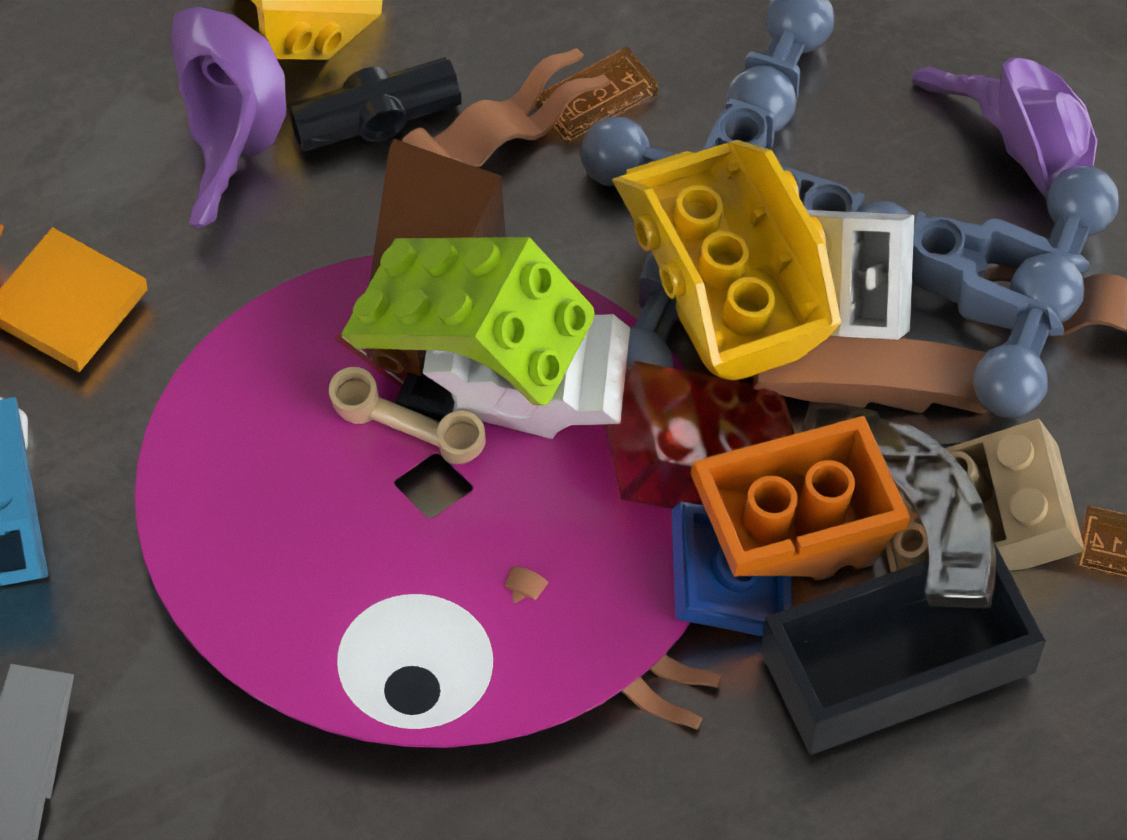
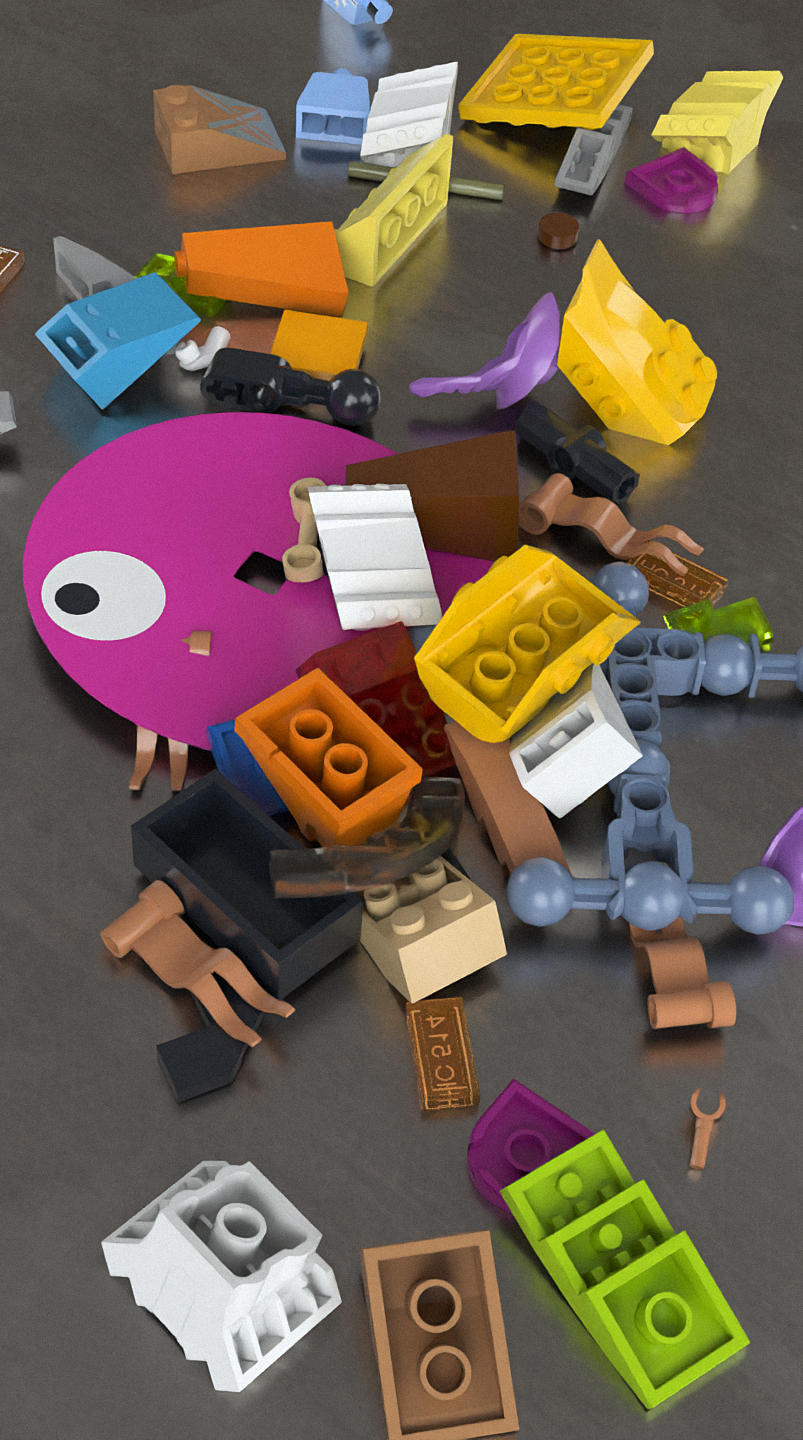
camera: 65 degrees right, 10 degrees down
(114, 371) = (267, 381): none -> black beam
(478, 300) = (366, 503): lime bracket -> none
(689, 84) = (735, 619): none -> clear neon green slope
(966, 738) = (183, 960): none -> nougat flag
(1039, 721) = (209, 1055): none -> black tile

